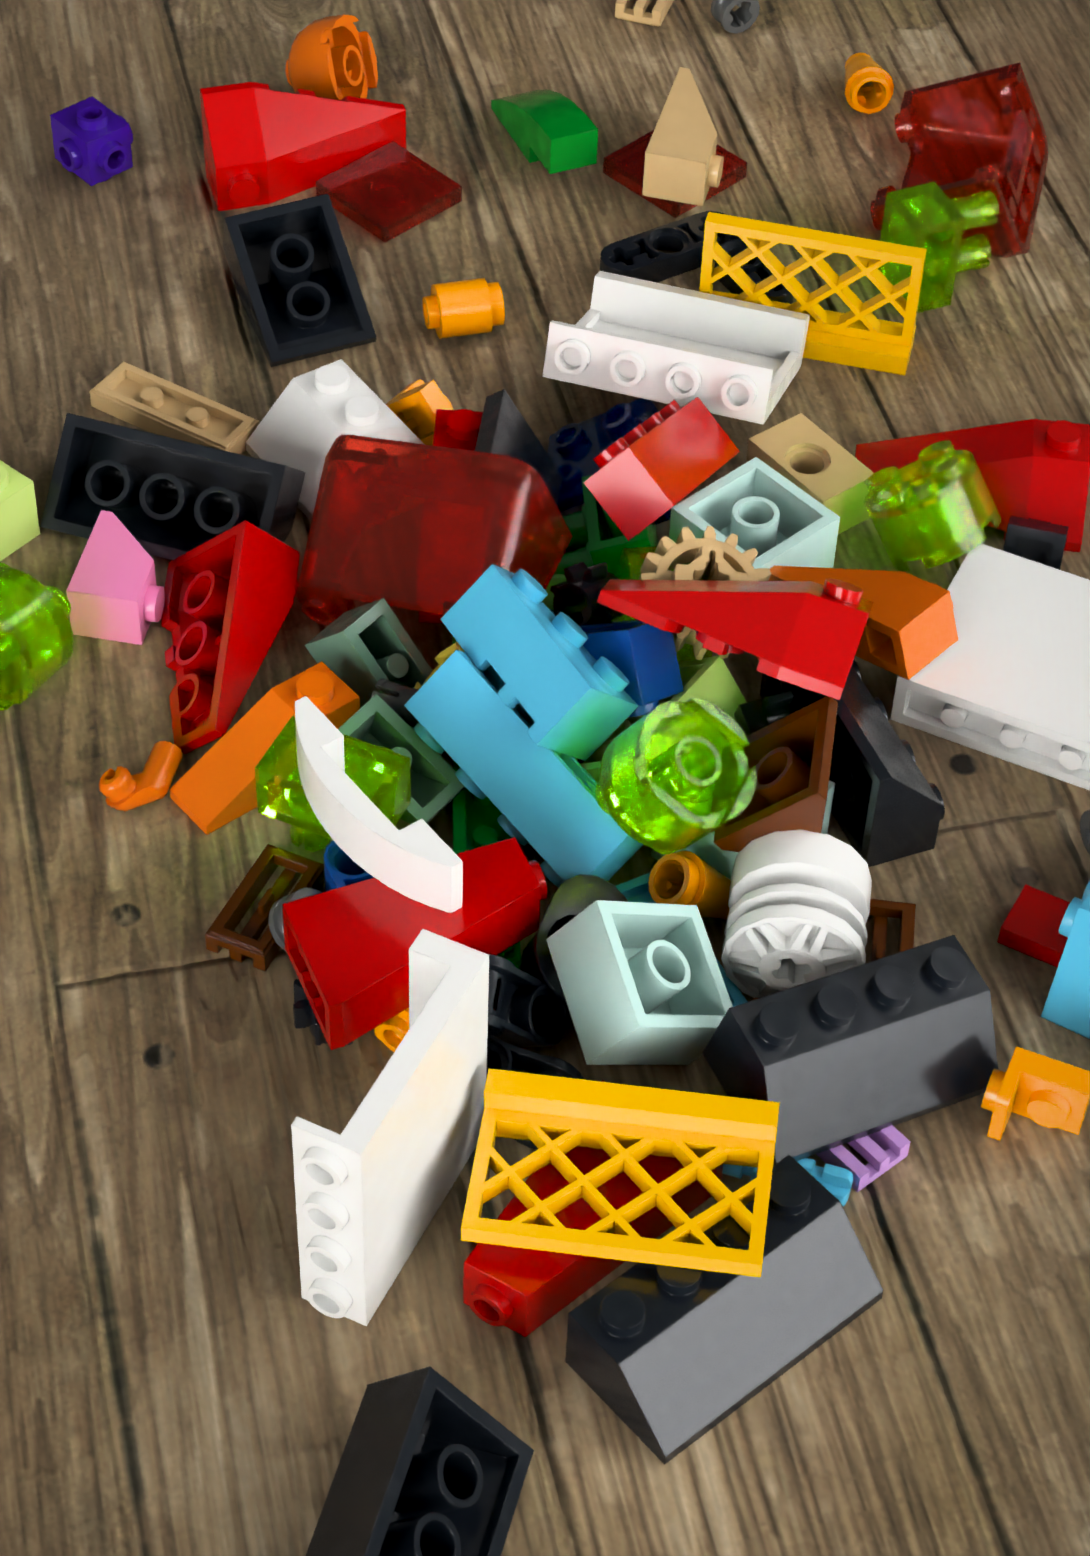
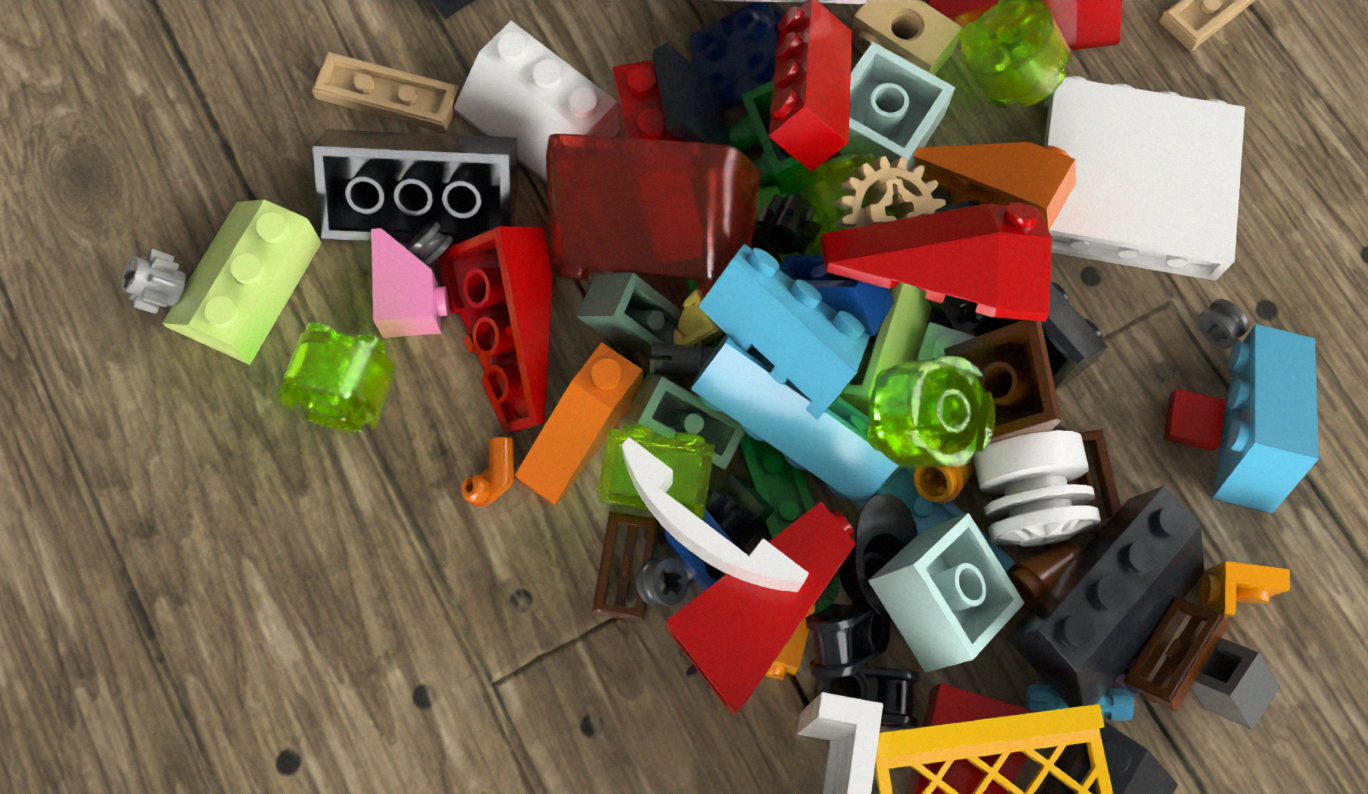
camera: 15 degrees left, 25 degrees up
(164, 544) = (429, 243): none -> dark grey bush
(417, 408) = (589, 51): light orange bracket -> none
(918, 1128) = (1213, 625): none -> reddish brown tile
(984, 1179) = (1236, 684): none -> dark grey brick
(1036, 540) = (1095, 58): black tile -> none

